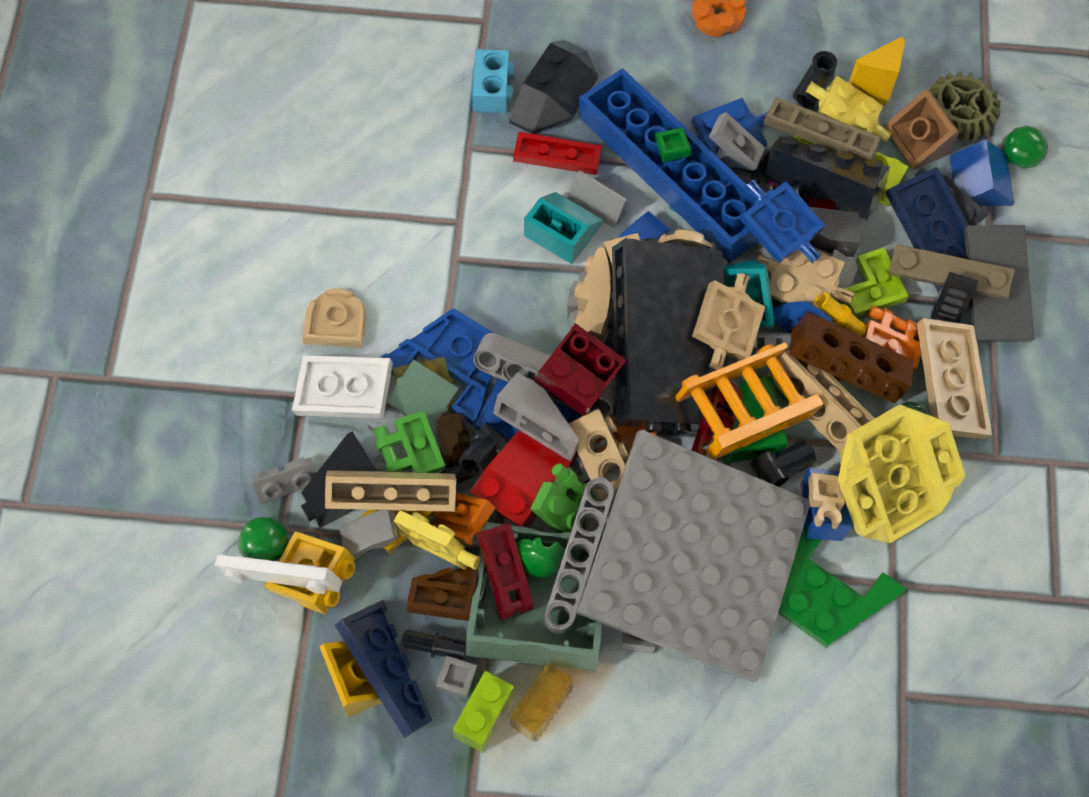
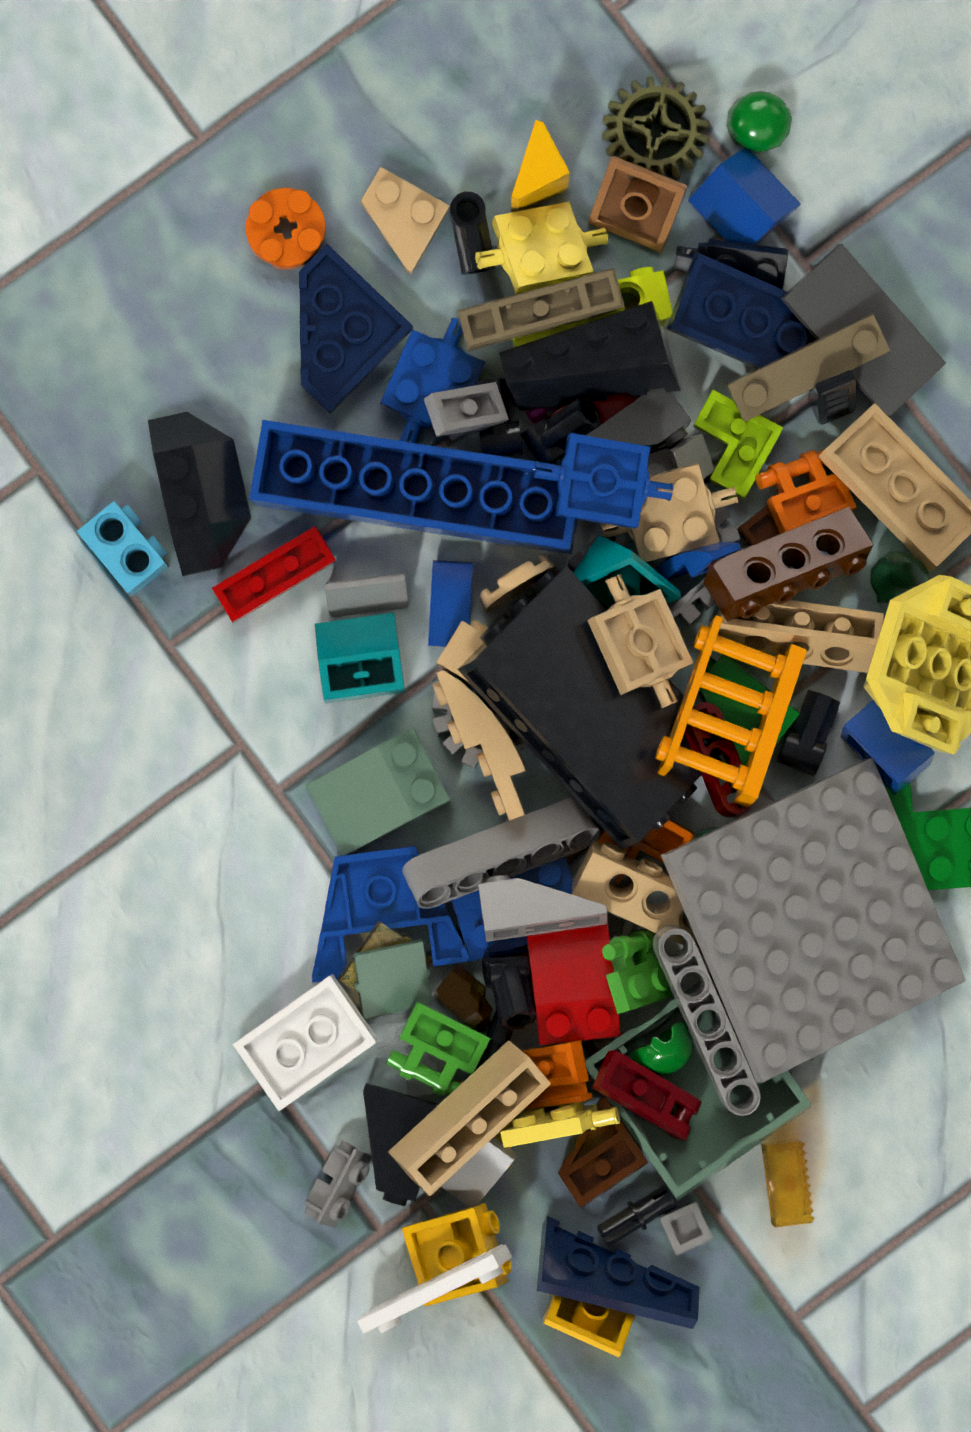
camera: 40 degrees left, 20 degrees up
(263, 539) = (377, 1263): green hair -> none
(335, 320) = (221, 971): tan tile -> none
(483, 711) = (742, 1239): lime brick -> none
(512, 298) = (378, 792): none -> sand green slope
(579, 370) = (543, 833): dark red slope -> none
(673, 144) = (405, 478): green tile -> none
(704, 73) = (342, 328): none -> dark blue plate
(786, 50) = (404, 216): none -> tan wing
(827, 496) = (890, 750): tan plate -> none
(840, 313) = (739, 525): yellow pin -> none

